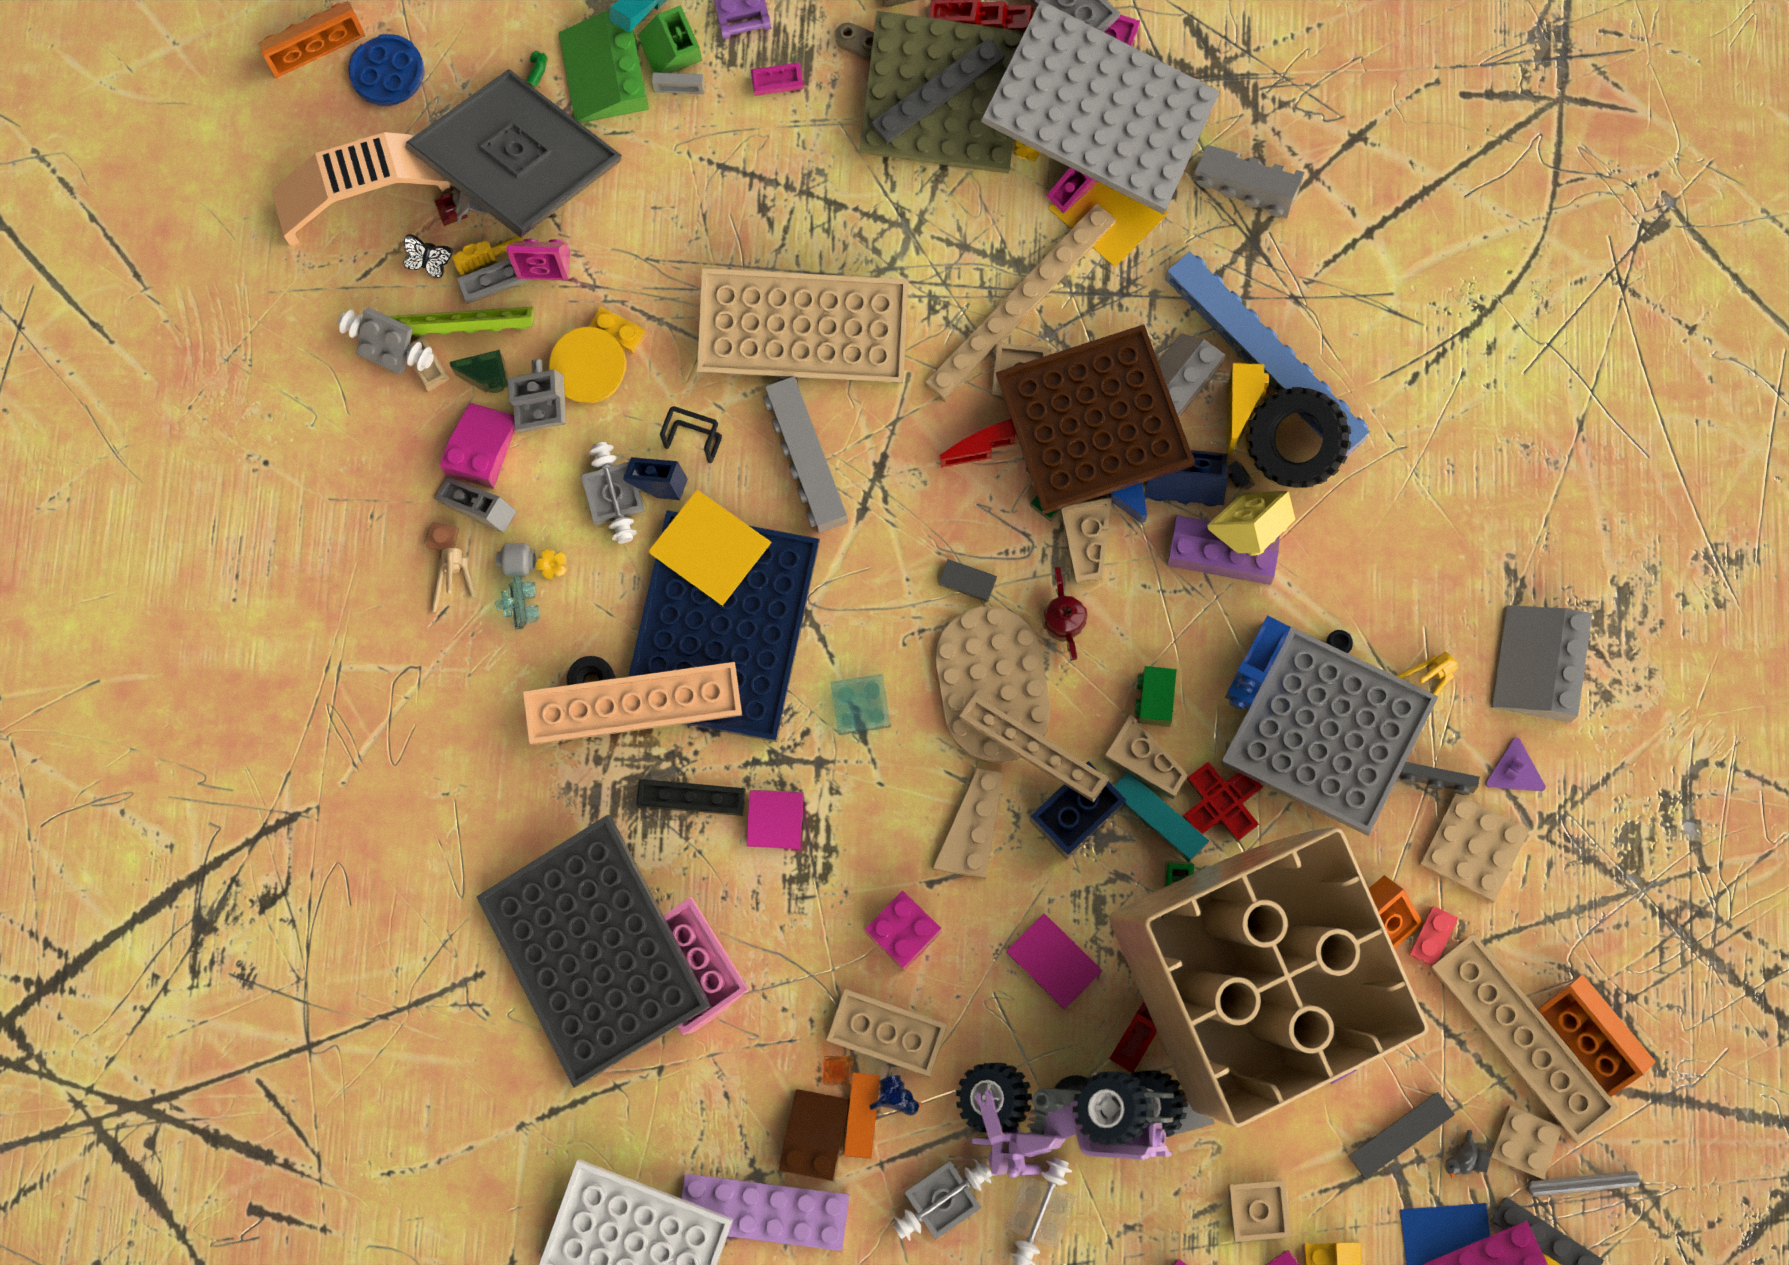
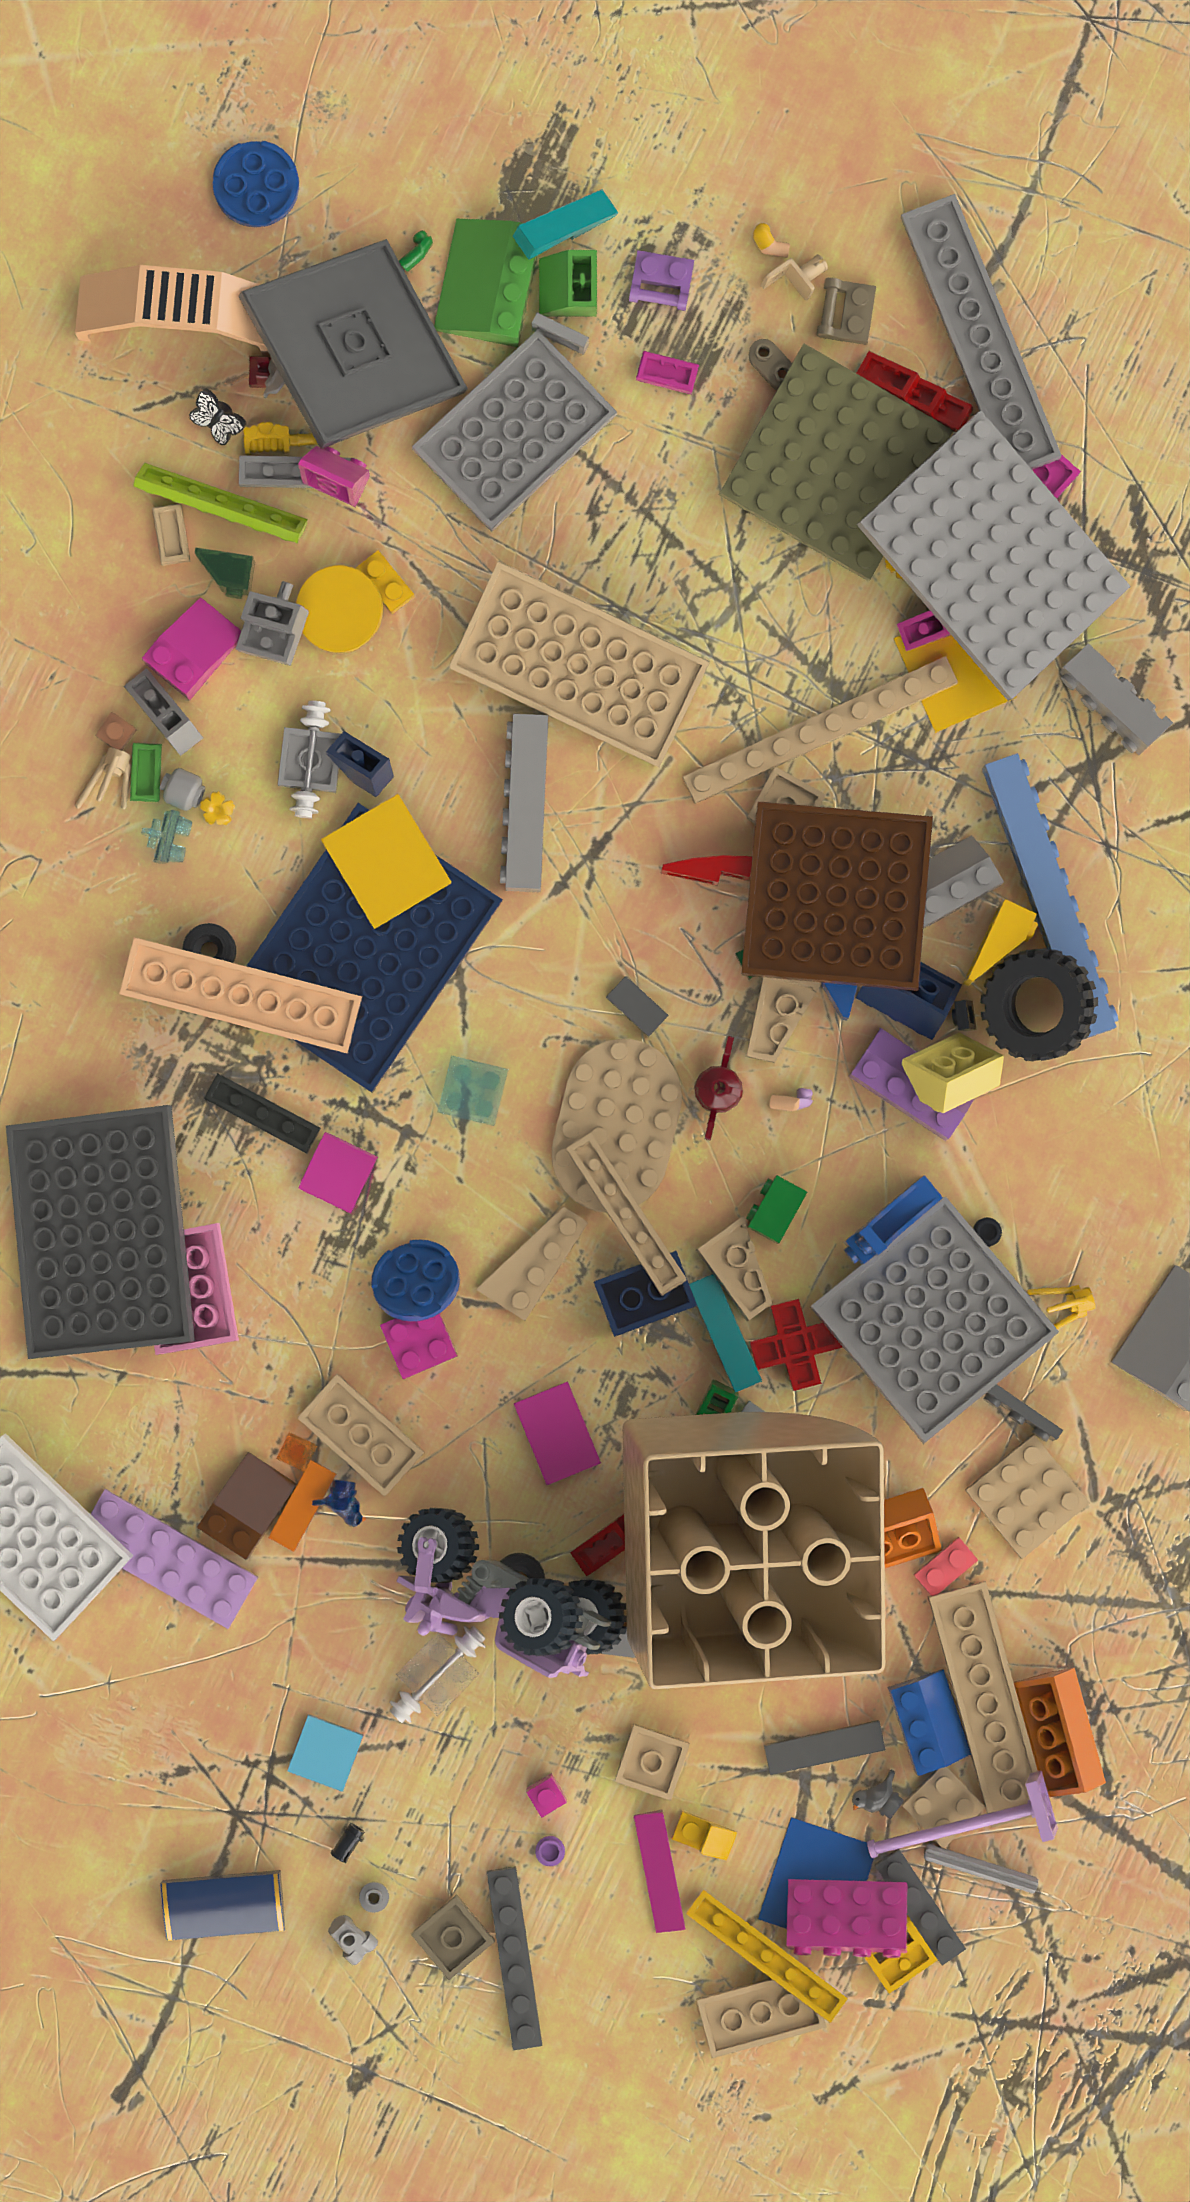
camera: 10 degrees right, 10 degrees up
(311, 39) = (188, 115): orange slope -> none
(384, 340) = (137, 494): light grey plate -> none
(480, 559) = (146, 772): none -> bright green tile
(672, 171) = (514, 430): none -> light grey plate
(712, 433) = (425, 721): black piece -> none
(879, 880) = (415, 1280): none -> blue tile
(937, 91) = (829, 463): dark grey plate -> none
(942, 1200) = (346, 1621): light grey plate -> none
(1130, 605) = (792, 1103): none -> light nougat arm
(1480, 1075) = (929, 1722): none -> blue slope
(1516, 771) = (1105, 1436): medium lavender piece -> none
(1608, 1104) = (1038, 1807): none -> lavender tile

